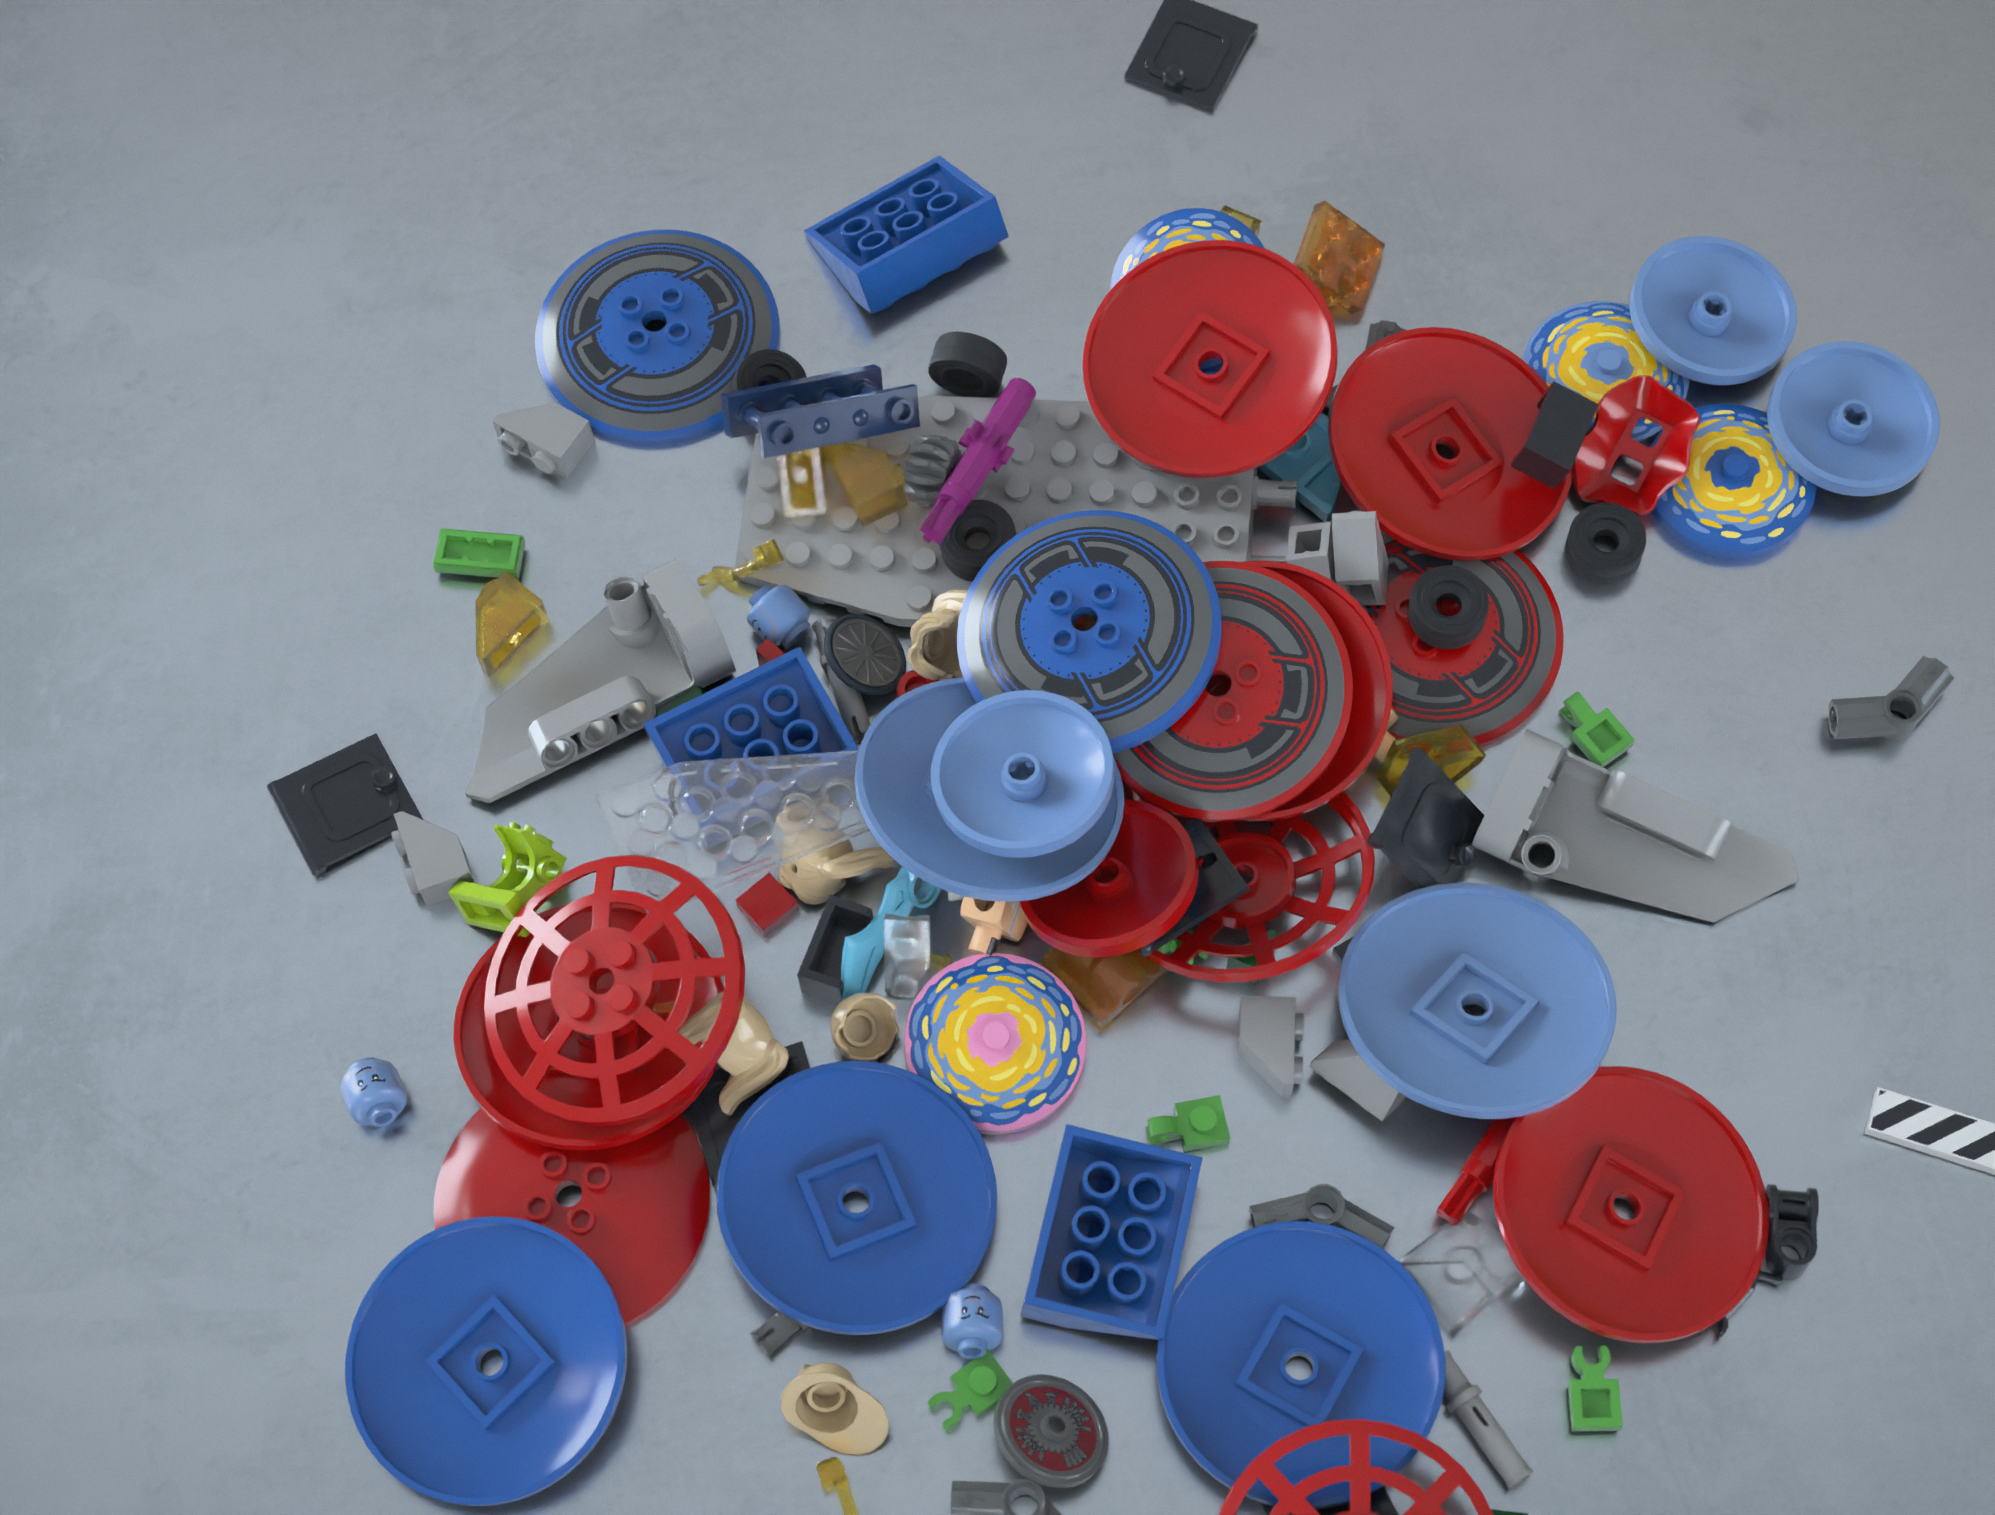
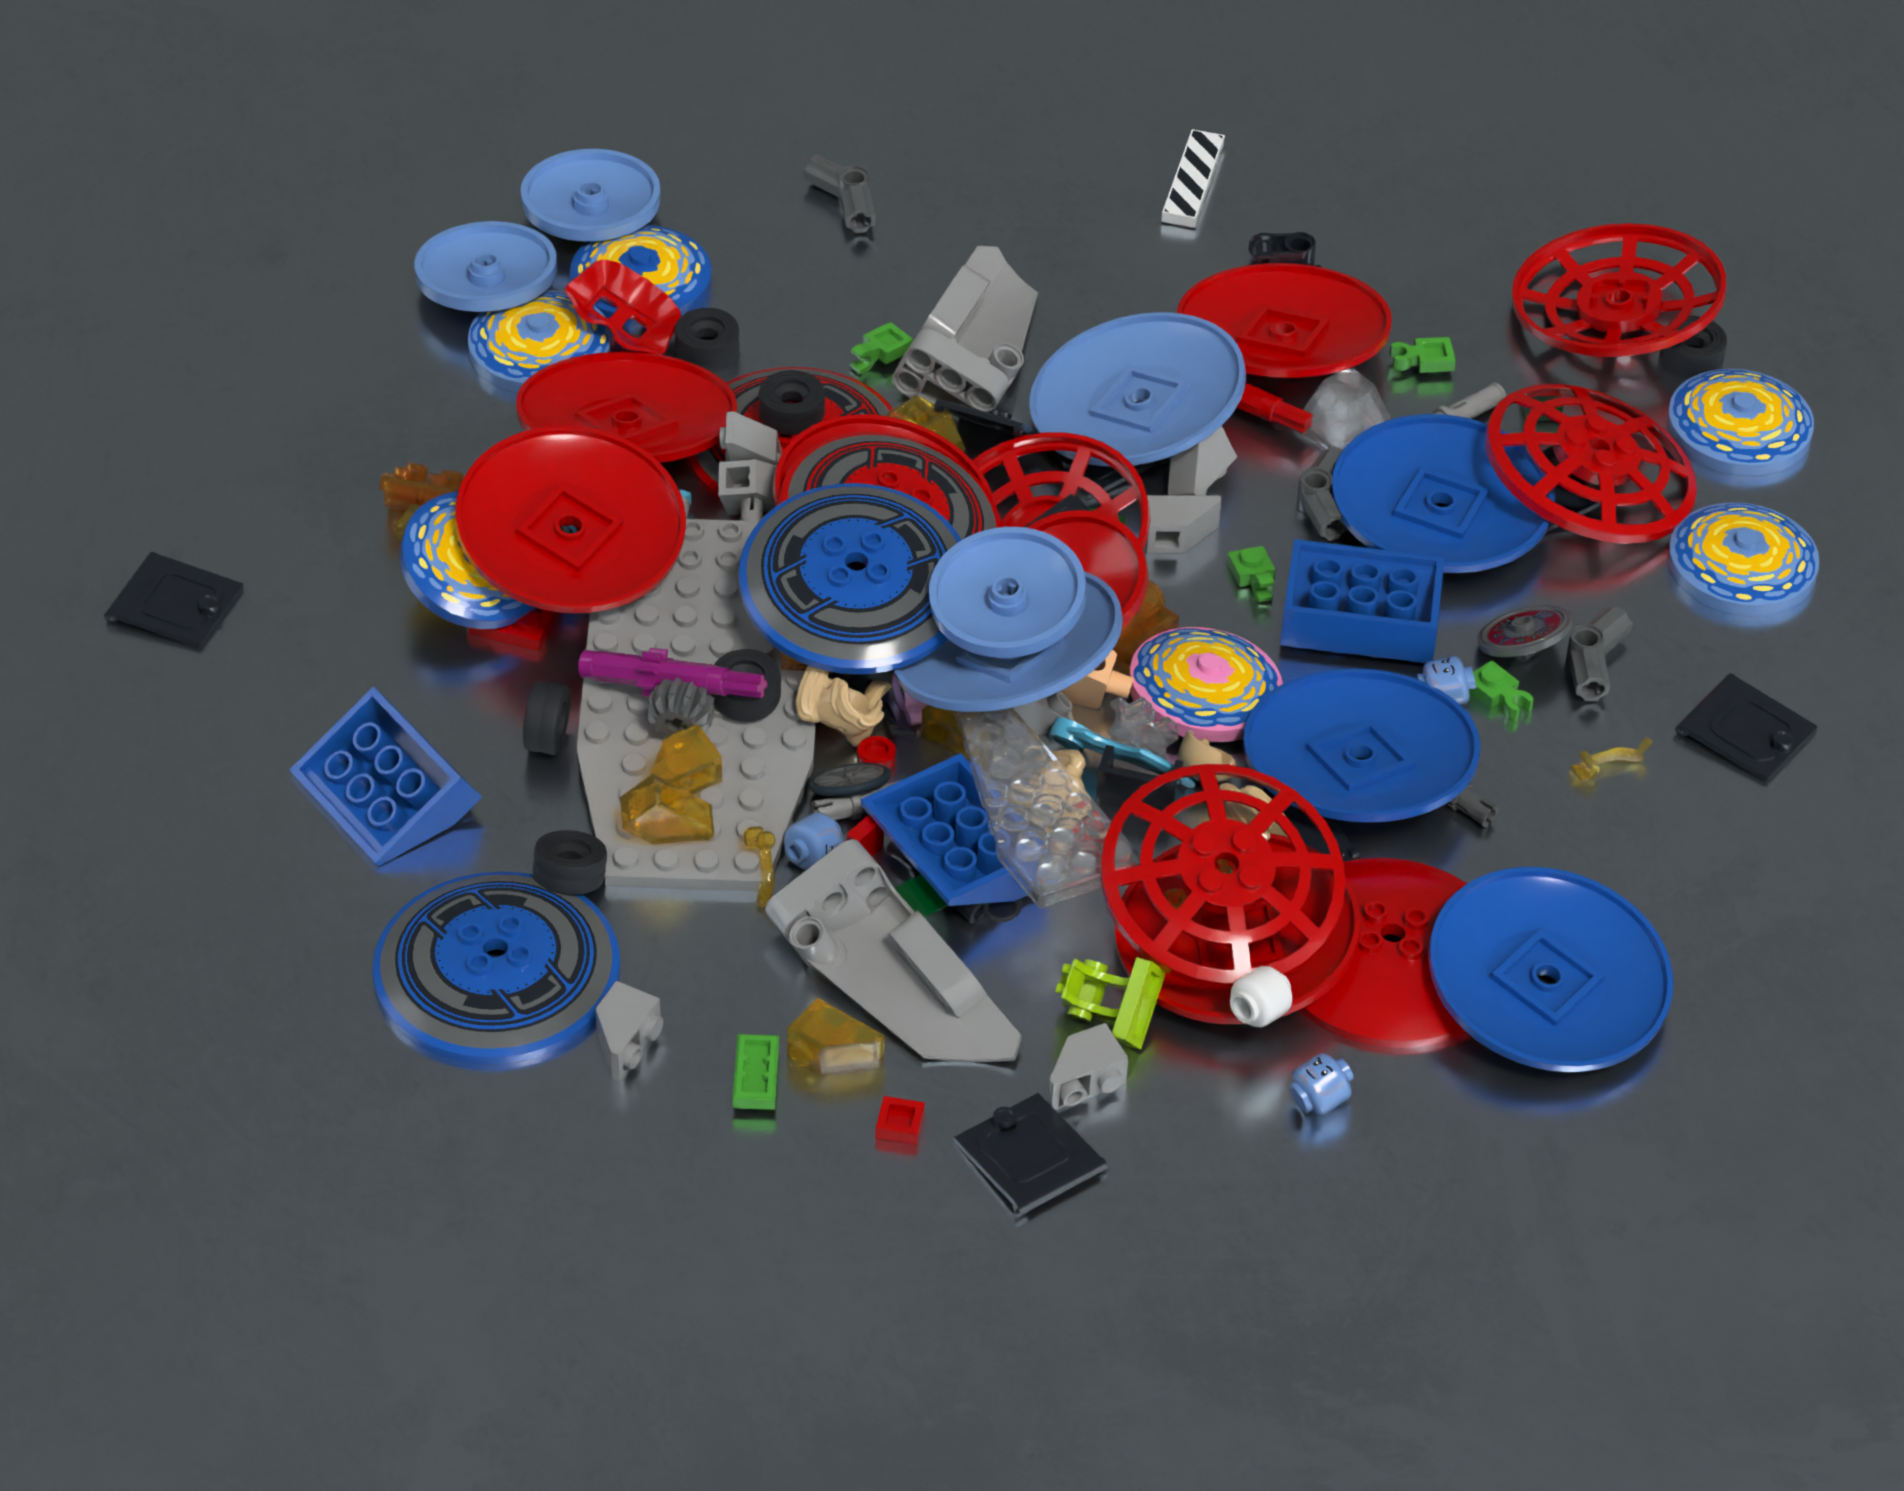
camera: 100 degrees left, 20 degrees down
(404, 684) = (900, 1120): none -> red tile
(453, 1019) = (1261, 996): none -> white head
(820, 410) = (587, 810): dark blue fence -> none
(835, 1409) = (1533, 758): tan piece -> none
(1555, 435) = (620, 341): black panel -> none

